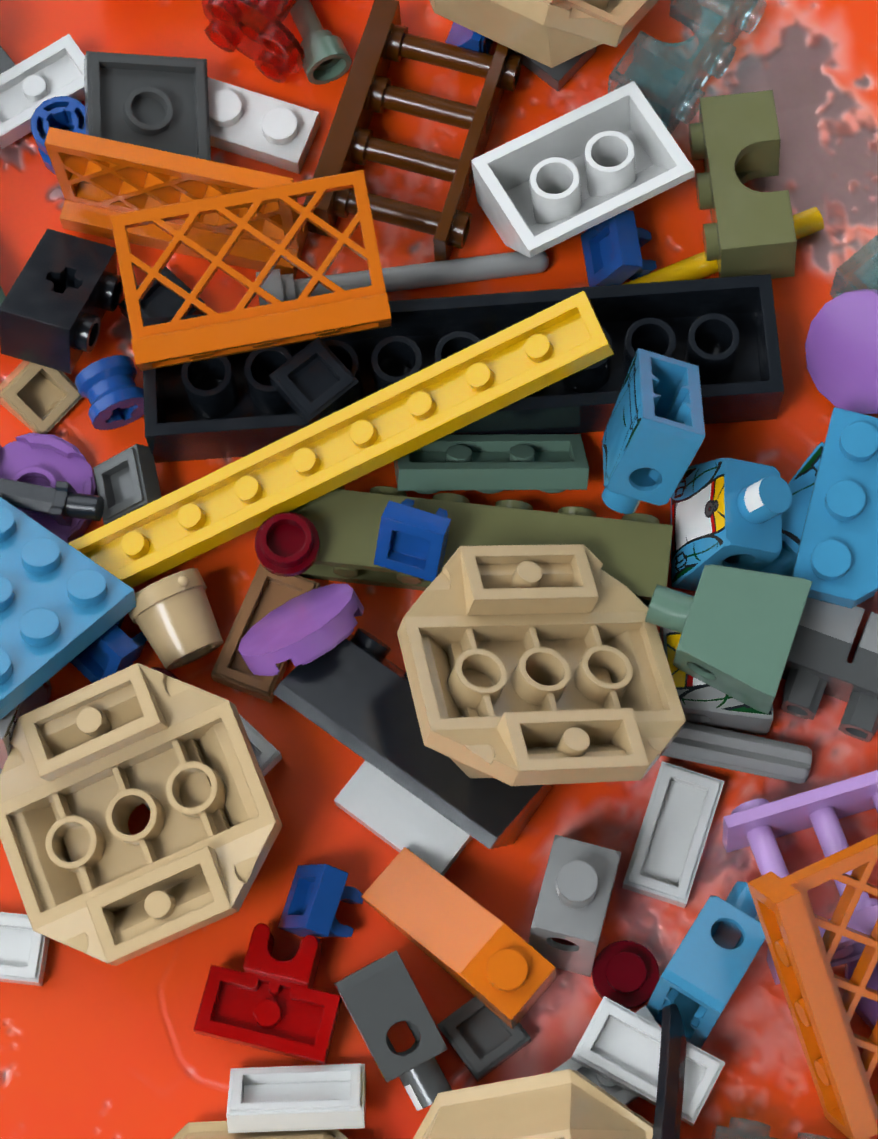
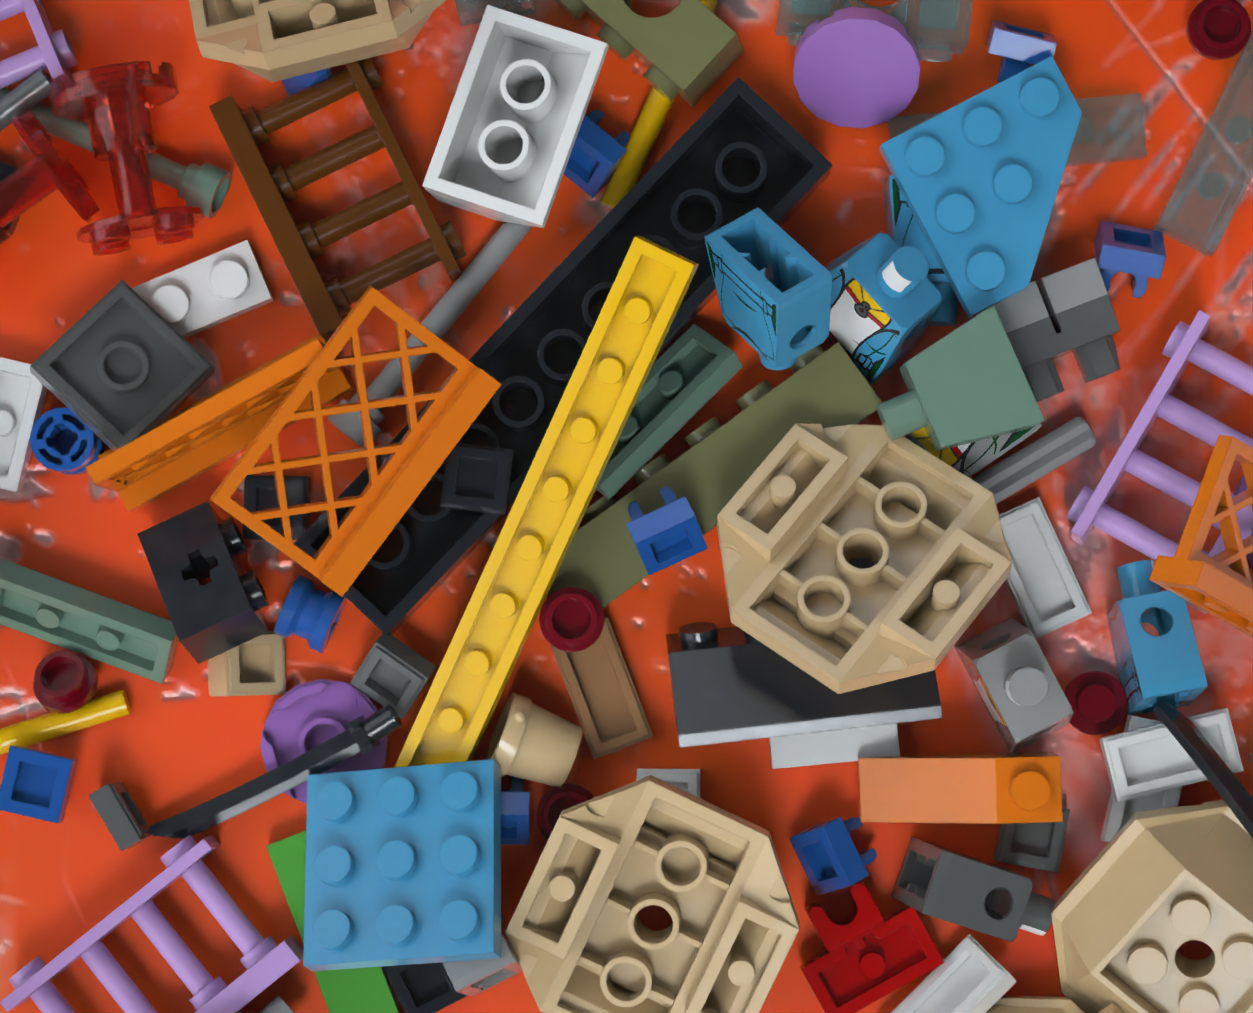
camera: 45 degrees left, 15 degrees up
(301, 629) = (643, 674): medium lavender tile -> none

